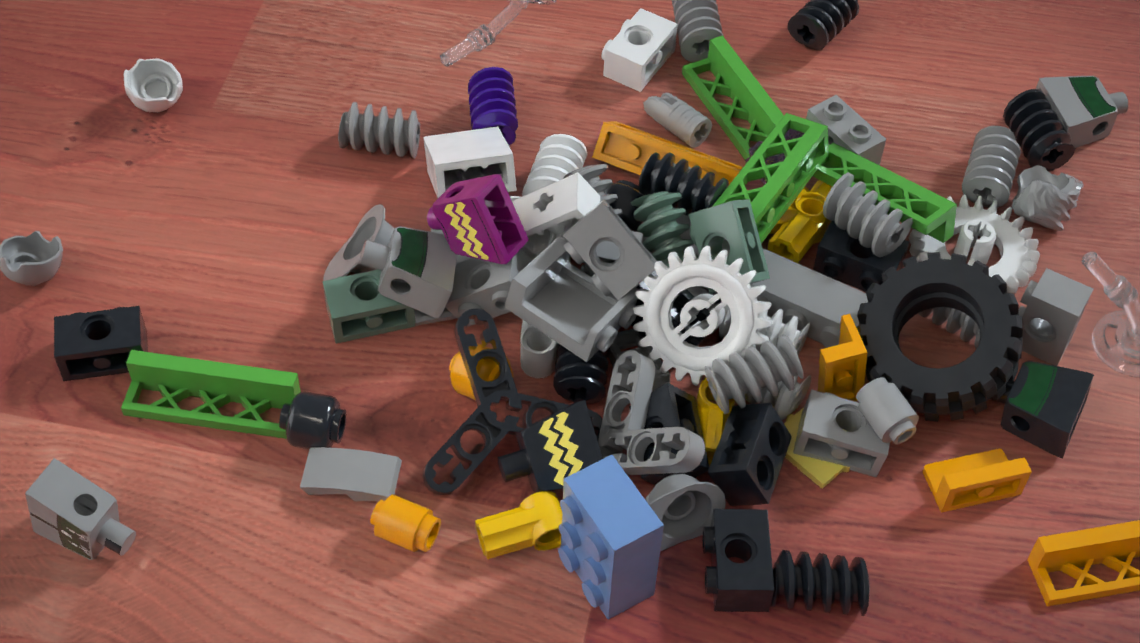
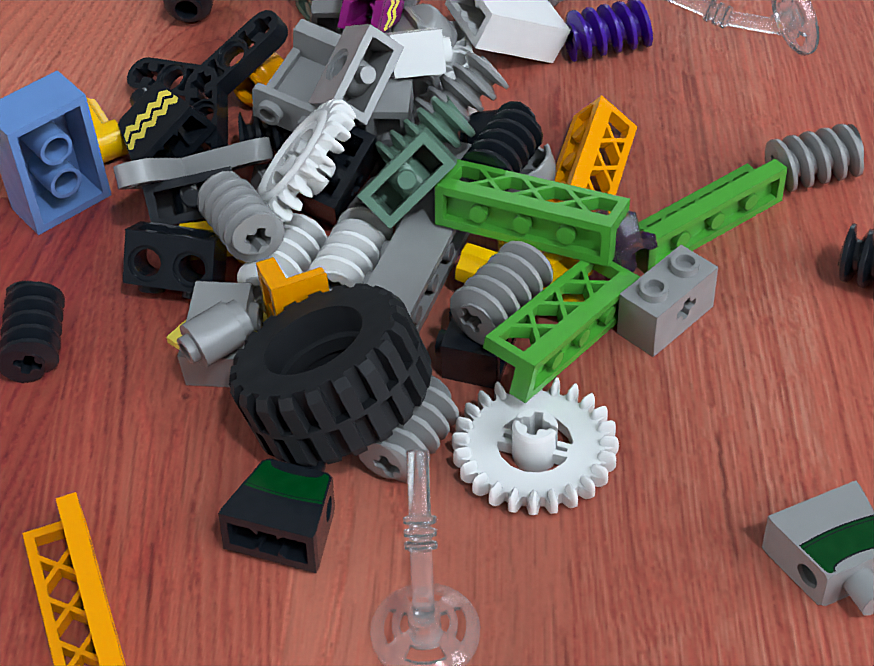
camera: 85 degrees right, 5 degrees down
(350, 472) = (141, 29): light grey slope -> none
(405, 523) = (92, 64): light orange brick -> none
(556, 158) = (530, 84): white piece -> none
(639, 49) = (747, 118): white brick -> none
(679, 118) = (652, 169): light grey hinge -> none
(684, 507) = (102, 212): light grey piece -> none
(747, 537) = (71, 264): black brick -> none
(976, 479) = (183, 461): light orange panel -> none
(991, 166) = (670, 446): light grey piece -> none
(1038, 130) = (762, 491): black piece -> none
(1046, 197) = (640, 511): light grey hair -> none
(1051, 315) = (388, 495): light grey brick -> none

